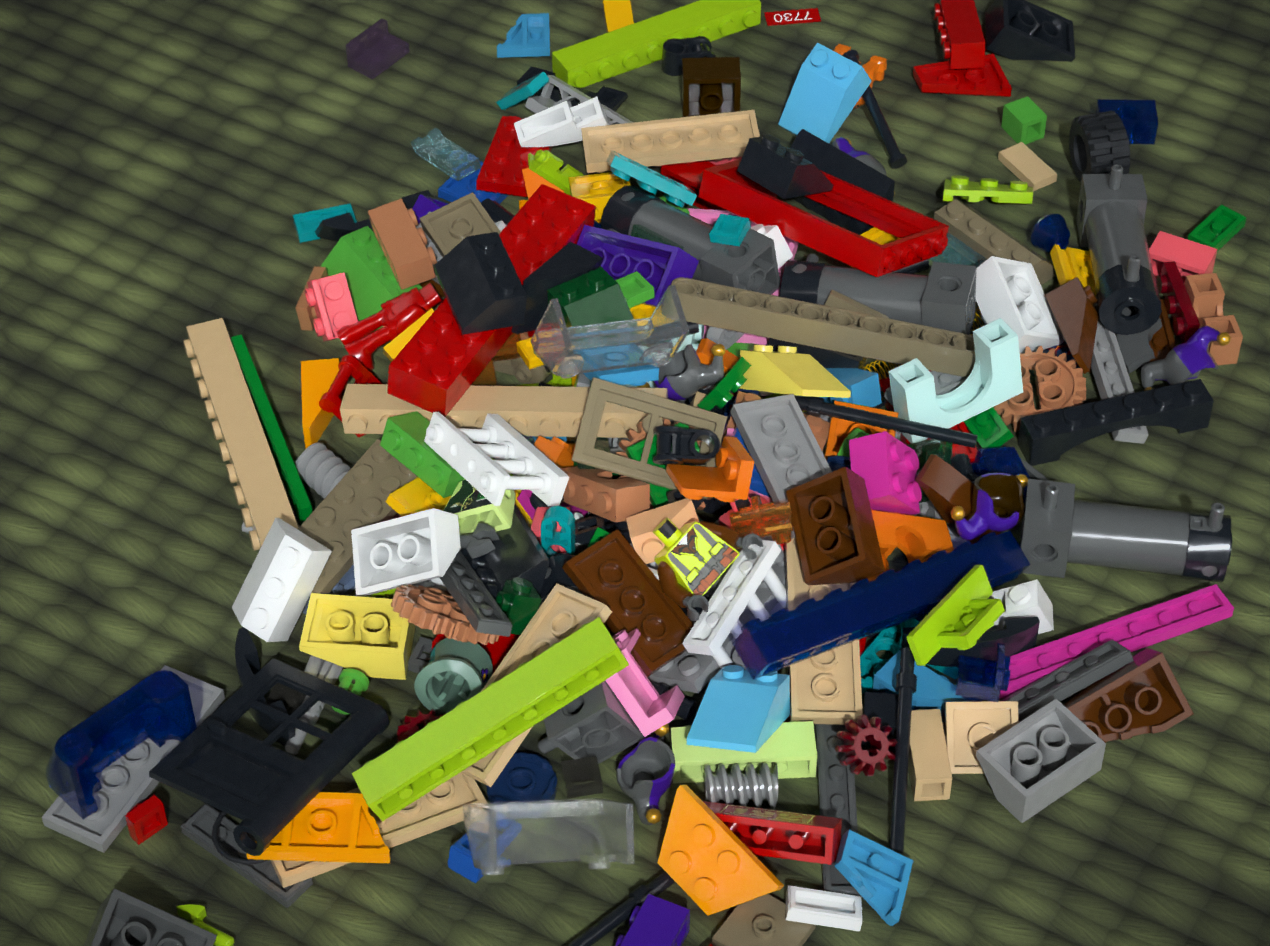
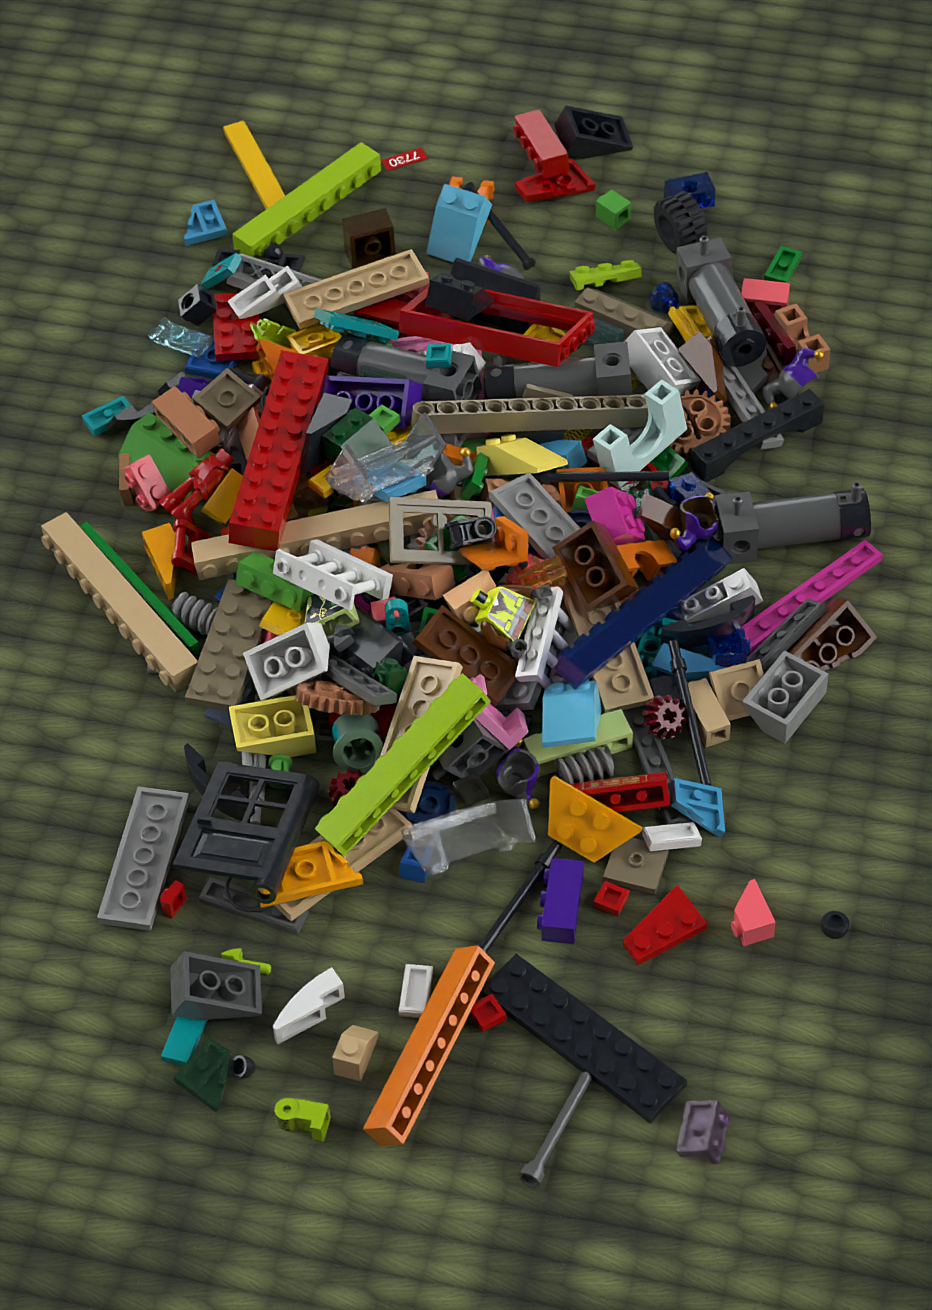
camera: 15 degrees left, 5 degrees up
(151, 709) = (153, 822): clear blue windscreen -> none
(280, 582) = (202, 704): white slope -> none
(375, 50) = (87, 262): clear purple bracket -> none
(479, 122) = (197, 305): none -> black brick
(482, 285) = (275, 443): black slope -> none
(594, 82) = (274, 251): none -> black hinge
(677, 49) = (333, 210): black piece -> none
(957, 618) = (701, 610): lime bracket -> none
(1027, 166) = (627, 246): tan tile -> none

